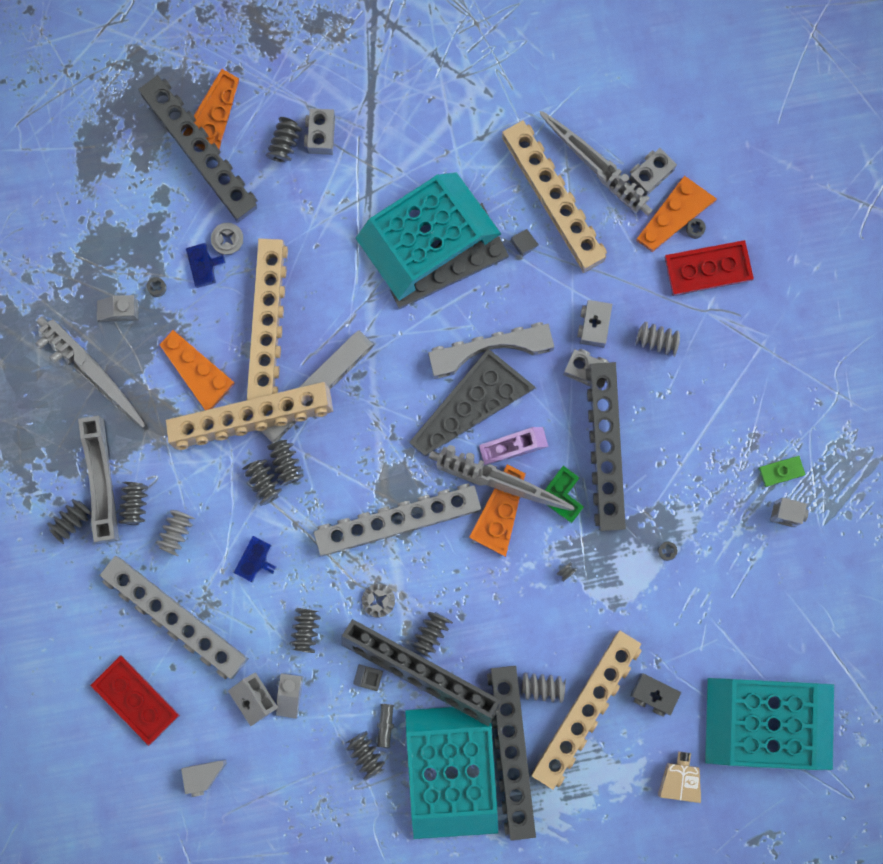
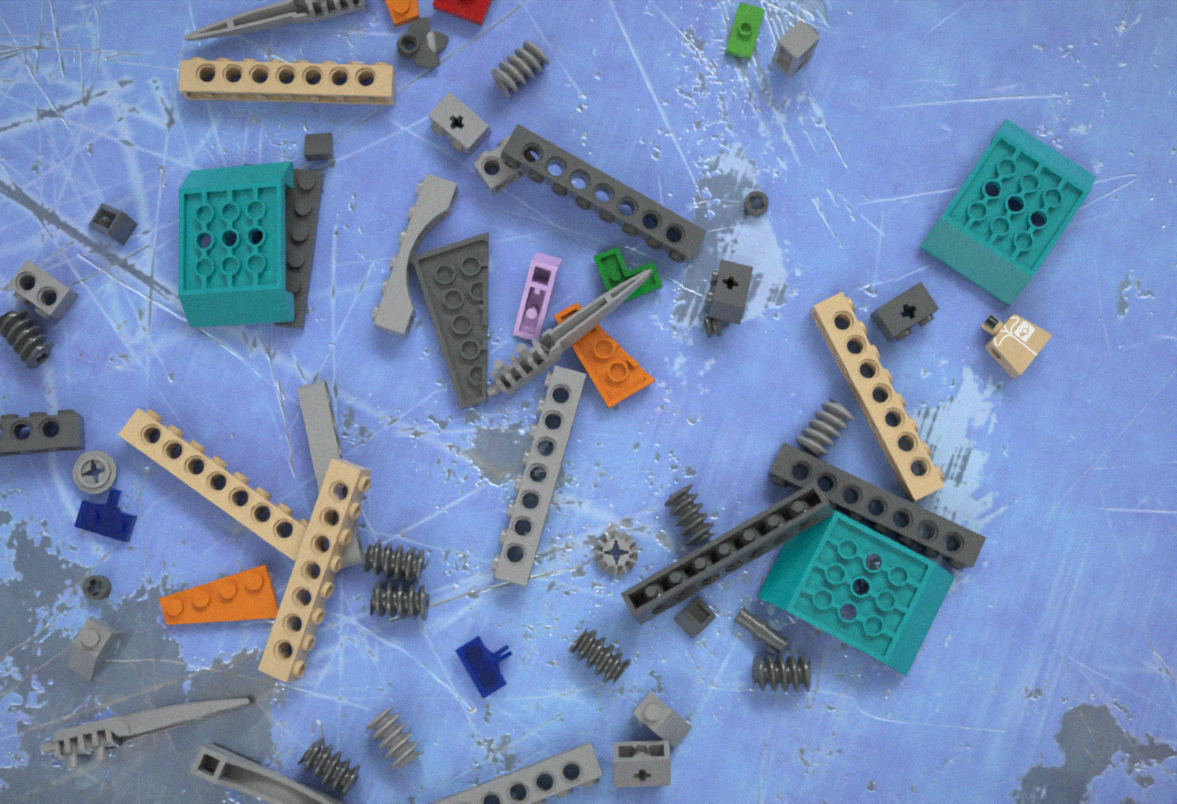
camera: 60 degrees left, 0 degrees up
(390, 145) = (113, 224): none -> dark grey slope
(594, 569) = (730, 291): none -> dark grey brick
(638, 267) = (426, 43): none -> dark grey plate

